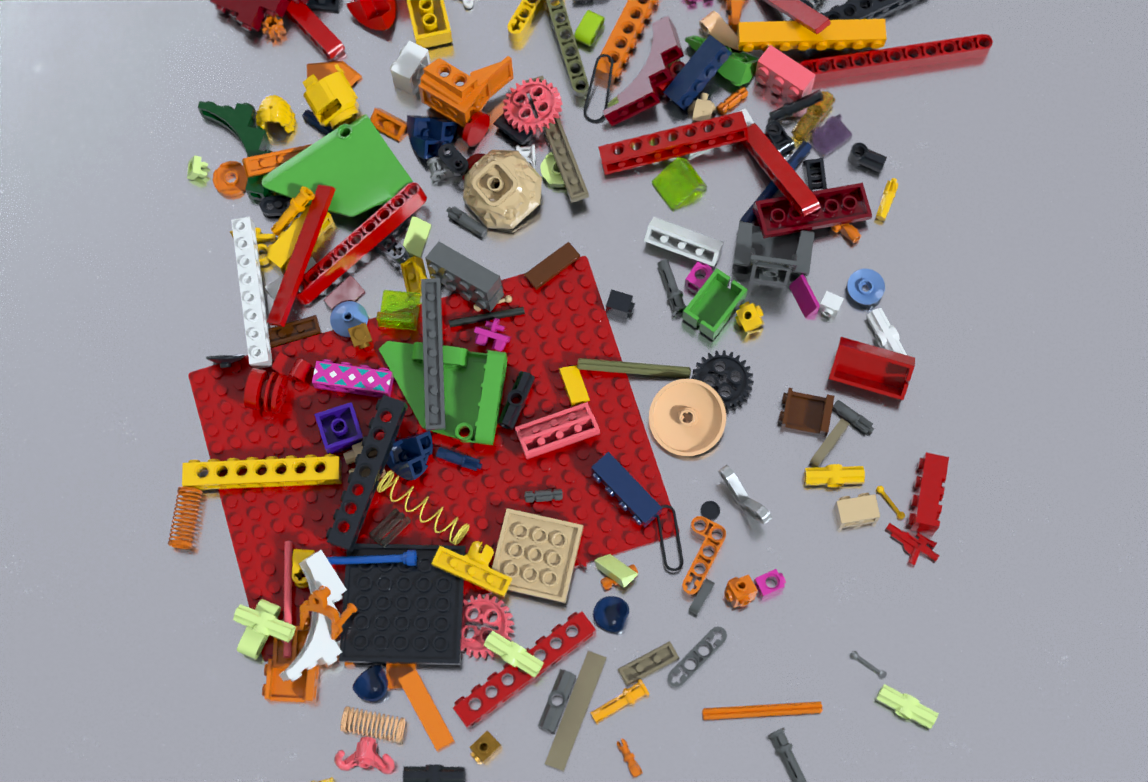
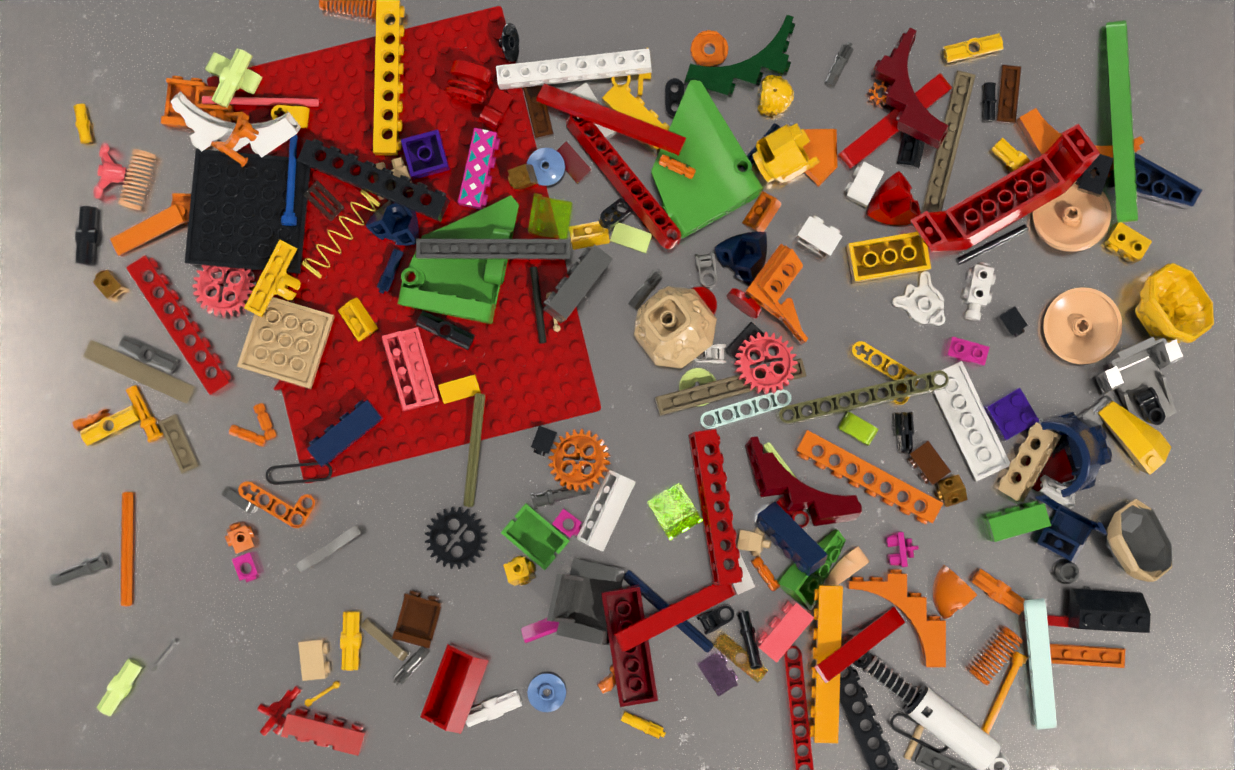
camera: 90 degrees right, 15 degrees up
(194, 168) = (721, 11): yellowish green tile -> none
(241, 62) = (839, 64): none -> dark grey piece
(267, 162) = (719, 93): orange tile -> none
(296, 205) = (666, 116): light orange pin -> none
(346, 191) = (677, 166): none -> orange axle
(358, 34) = (864, 184): none -> white brick
(371, 684) = (175, 178): dark blue helmet -> none
(453, 159) = (708, 277): black plate -> none
(483, 334) = (518, 309): dark pink hips -> none
(510, 489) = (357, 319): none -> yellow slope
(513, 654) = (188, 314): yellowish green piece -> none
(543, 495) = (348, 352): dark grey axle -> none
(552, 265) = (589, 374): reddish brown tile -> none
(578, 133) = (754, 406): none -> light aqua beam
(590, 86) = (787, 425): black piece -> none
(611, 613) = (227, 411): dark blue helmet -> none
(615, 569) = (269, 418): yellowish green slope -> none
(620, 270) = (576, 477): none -> orange gear
(635, 592) = (247, 435): none -> orange axle
(640, 747) = (99, 431): none -> yellow piece
(687, 417) = (417, 499): light nougat dish -> none
(697, 657) = (182, 490): dark grey beam -> none
(710, 510) = (326, 515): black piece -> none
(821, 170) = (689, 653): black slope -> none
(830, 304) = (529, 654): white plate -> none
(869, 158) = (688, 710): black piece -> none

